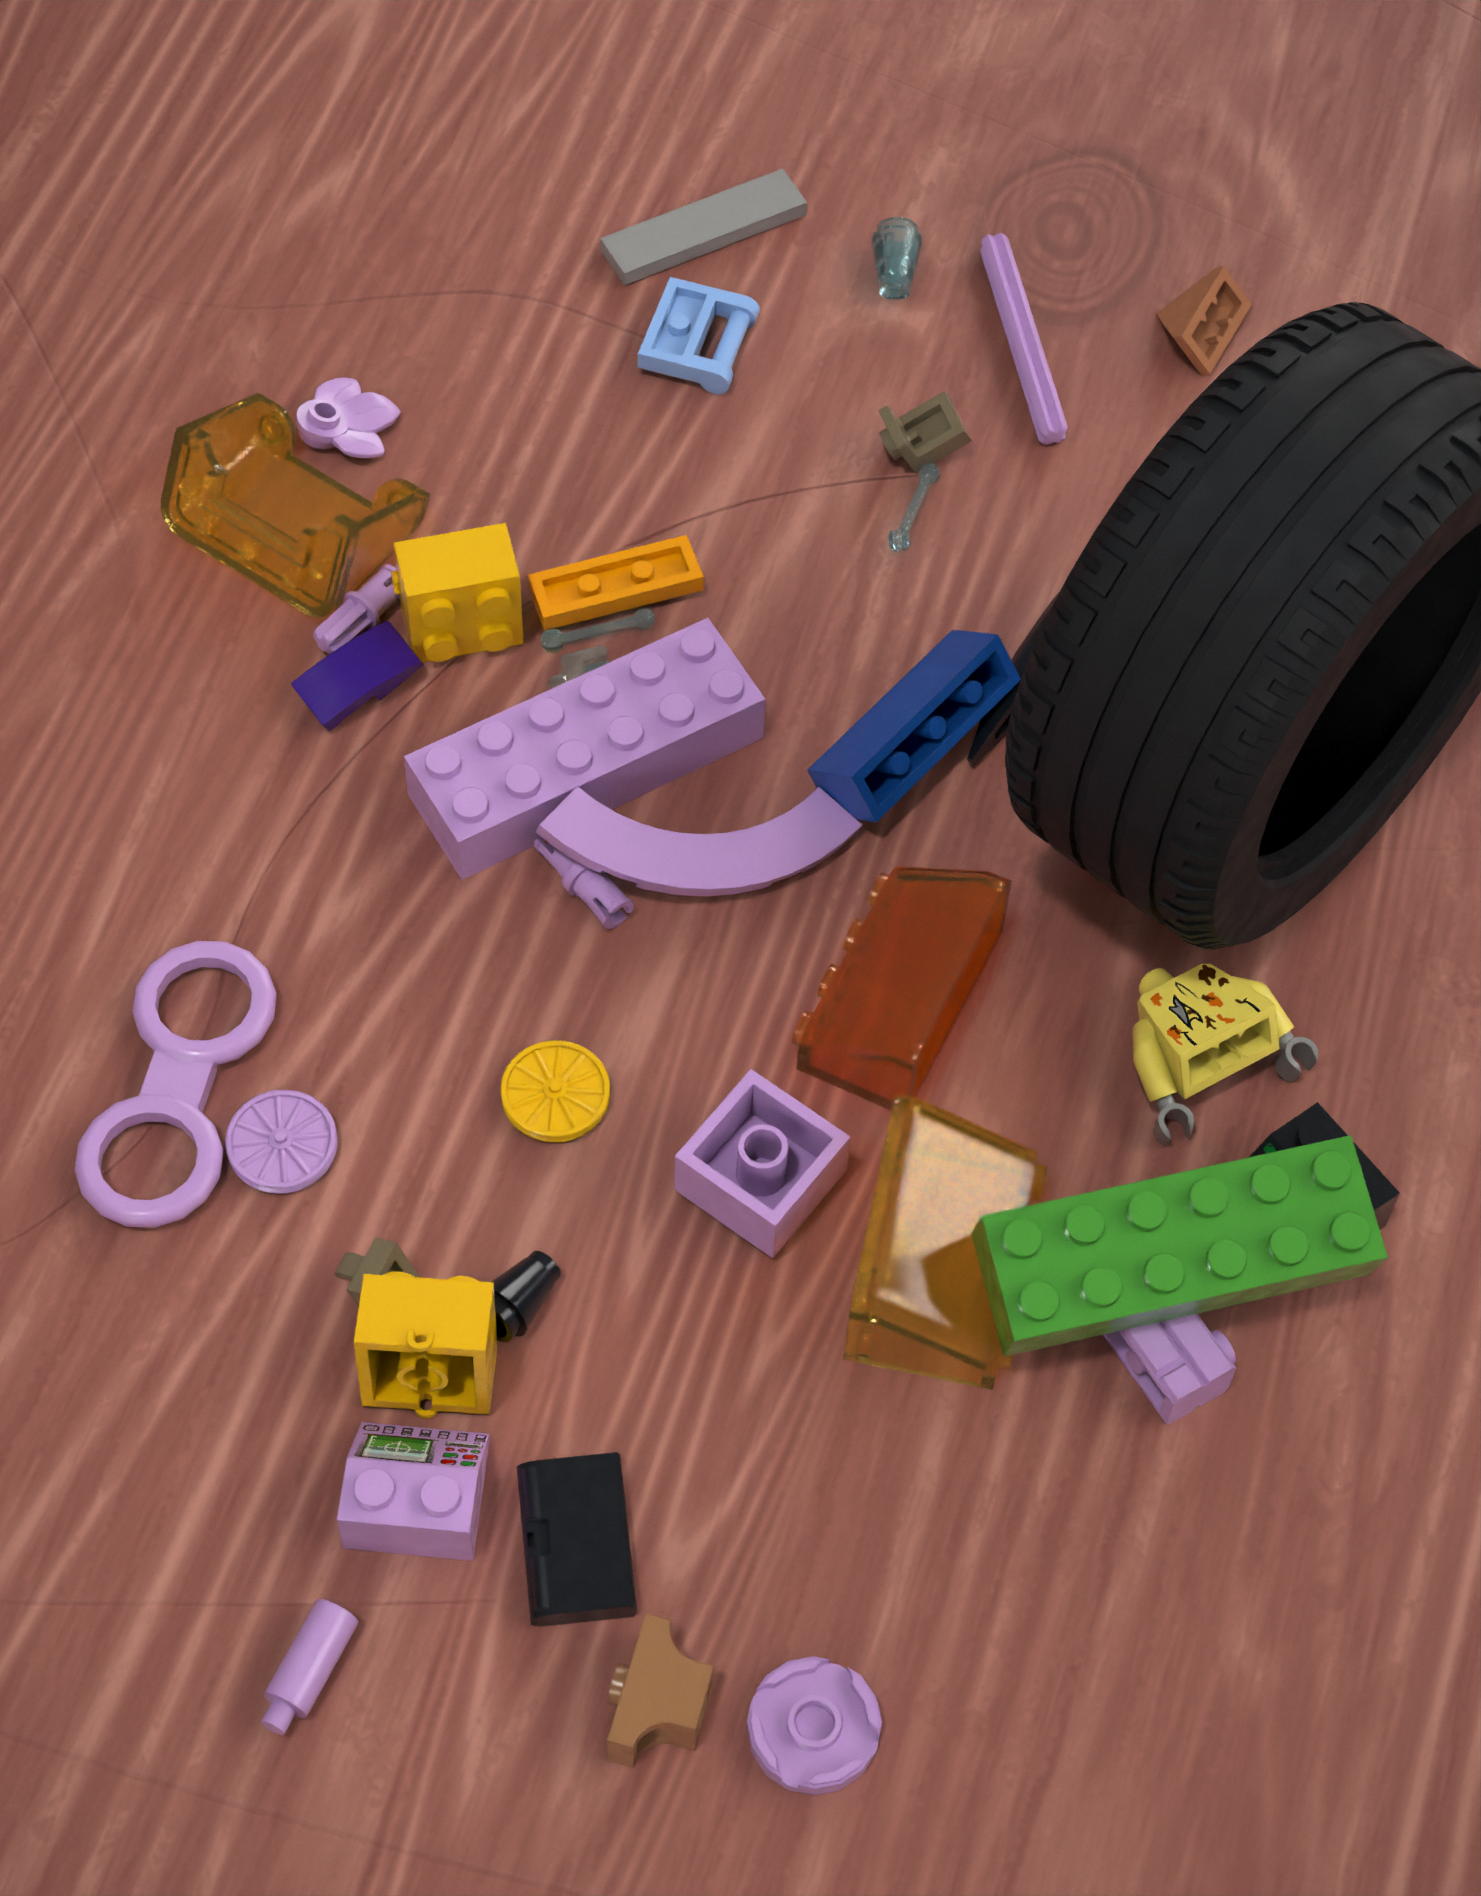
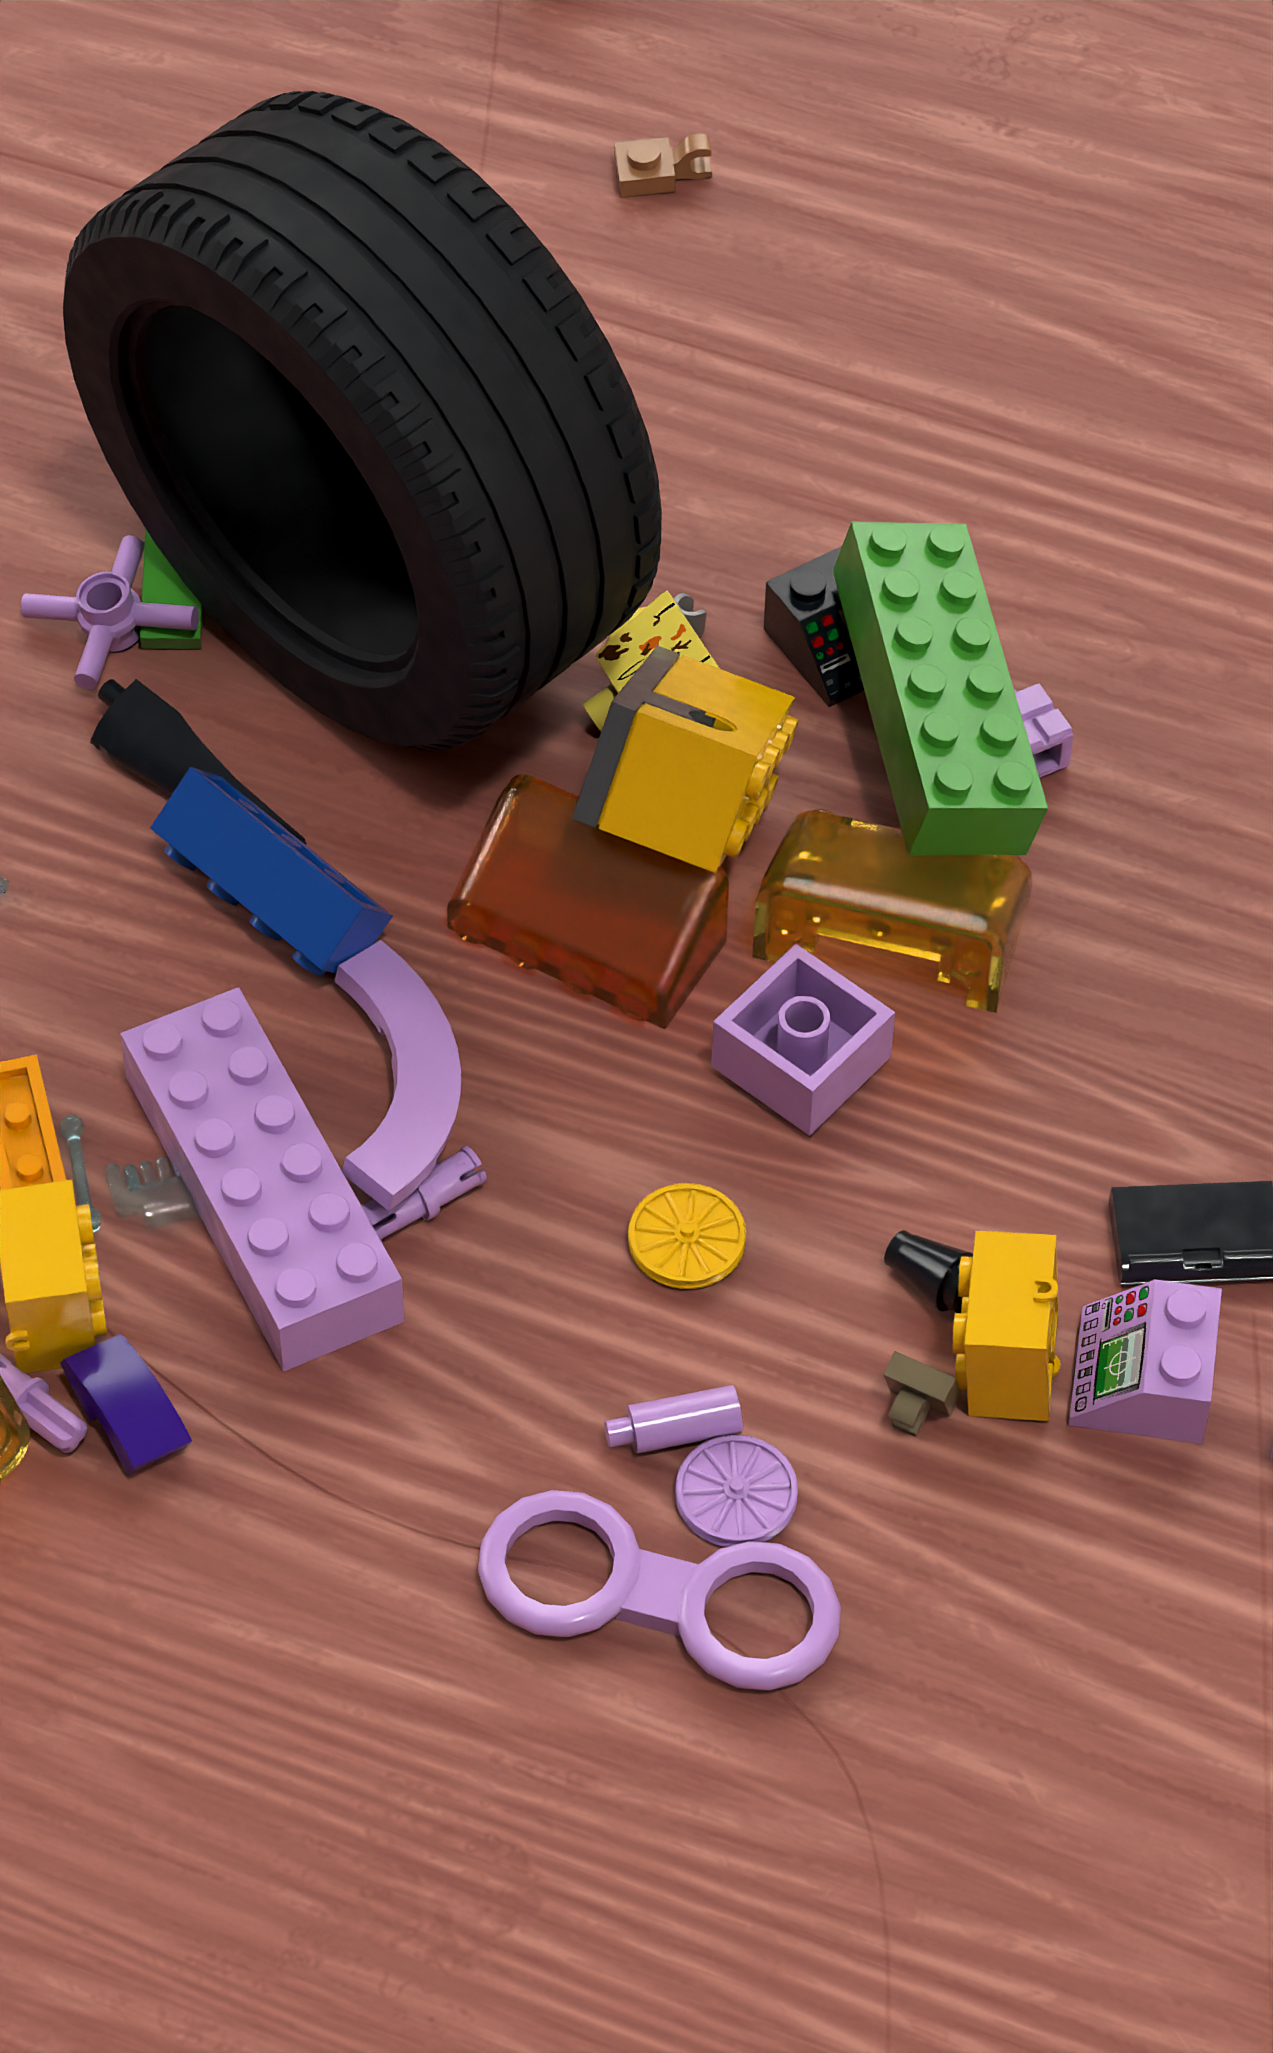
camera: 85 degrees left, 5 degrees down
(349, 1088) = (677, 1420): none -> lavender cylinder
(1037, 1011) = (687, 759): none -> yellow piece

